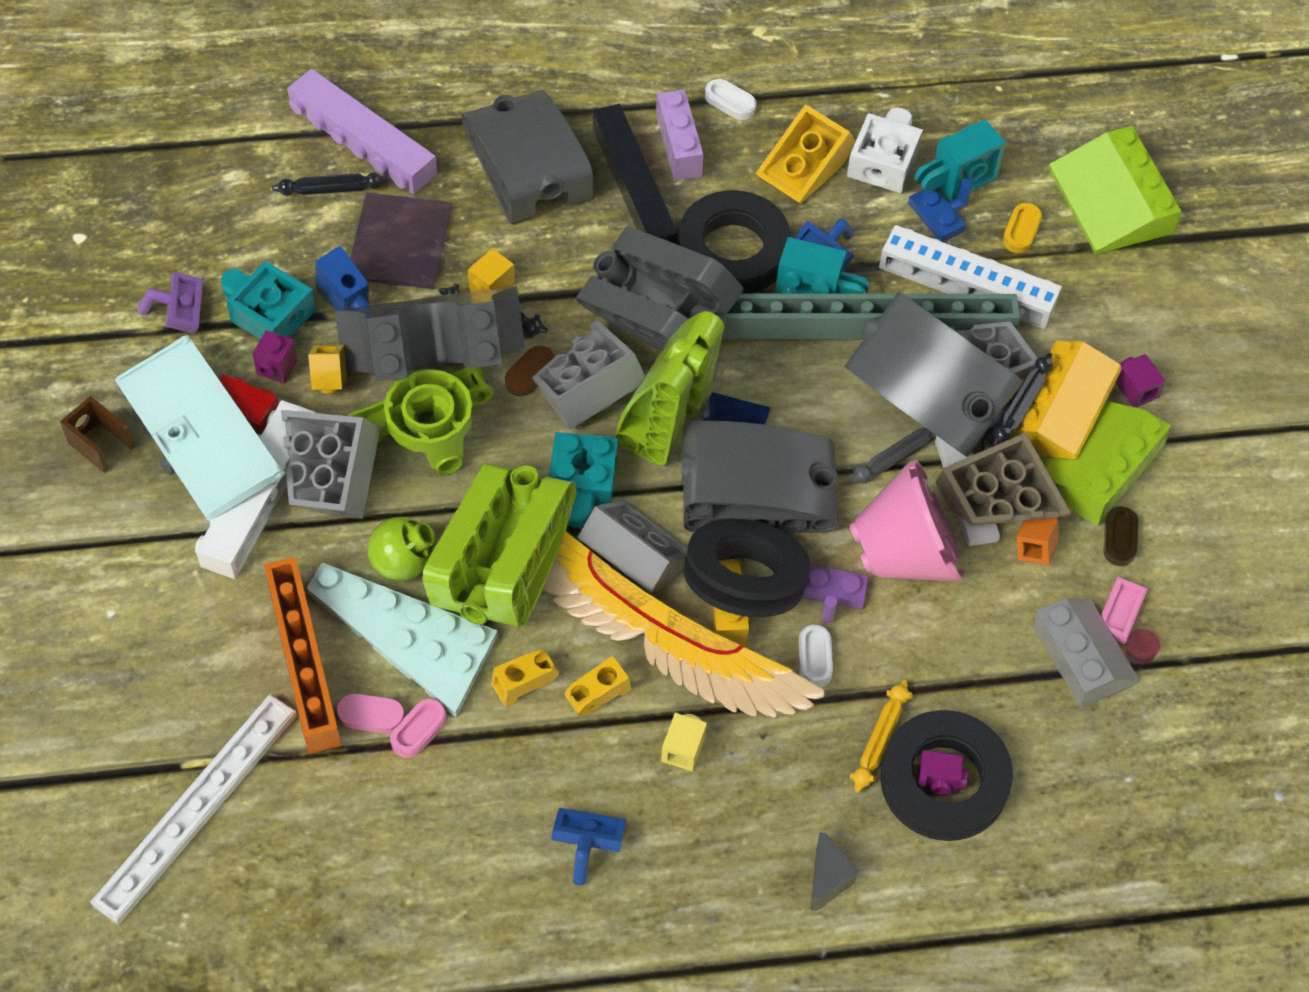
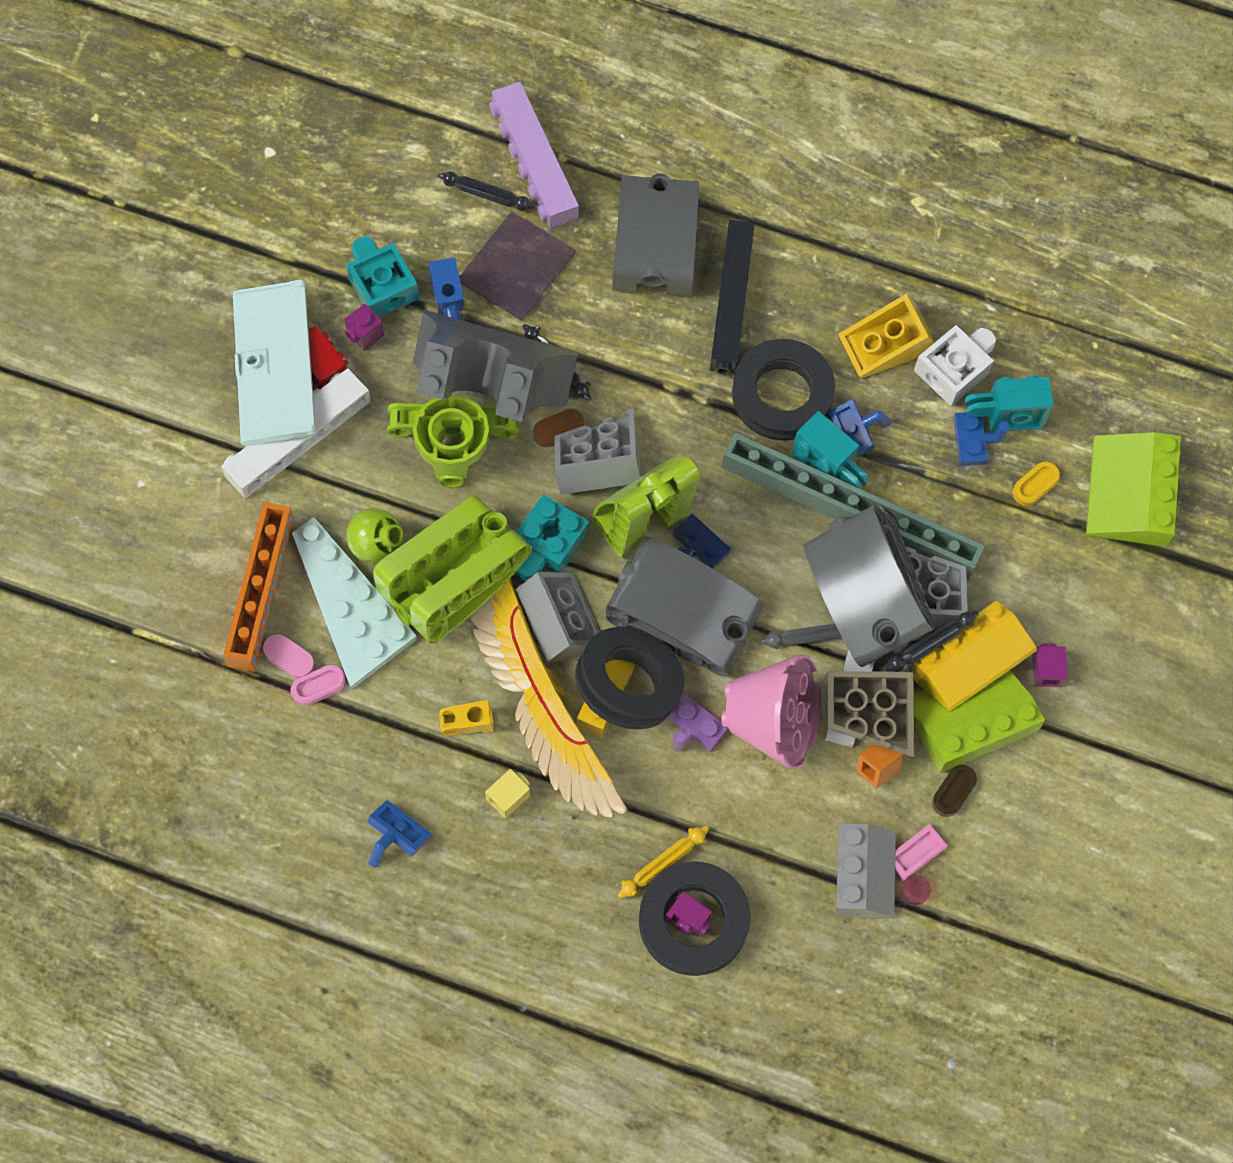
camera: 25 degrees right, 10 degrees up
(96, 414) = (202, 316): reddish brown piece -> none
(182, 302) = (317, 246): medium lavender plate -> none
(193, 809) = (125, 669): white tile -> none
(327, 368) = (398, 355): yellow brick -> none
(329, 461) = (357, 439): light grey wedge -> none
(491, 272) = (569, 331): yellow brick -> none
(523, 676) = (416, 682): yellow leg -> none
(656, 287) = (690, 409): dark grey panel -> none
(679, 135) = (791, 272): lavender brick -> none
(730, 99) = (856, 256): white tile -> none
(815, 655) = (649, 773): white tile -> none
(831, 872) = (559, 952): dark grey slope -> none
(962, 272) = (962, 507): white brick -> none

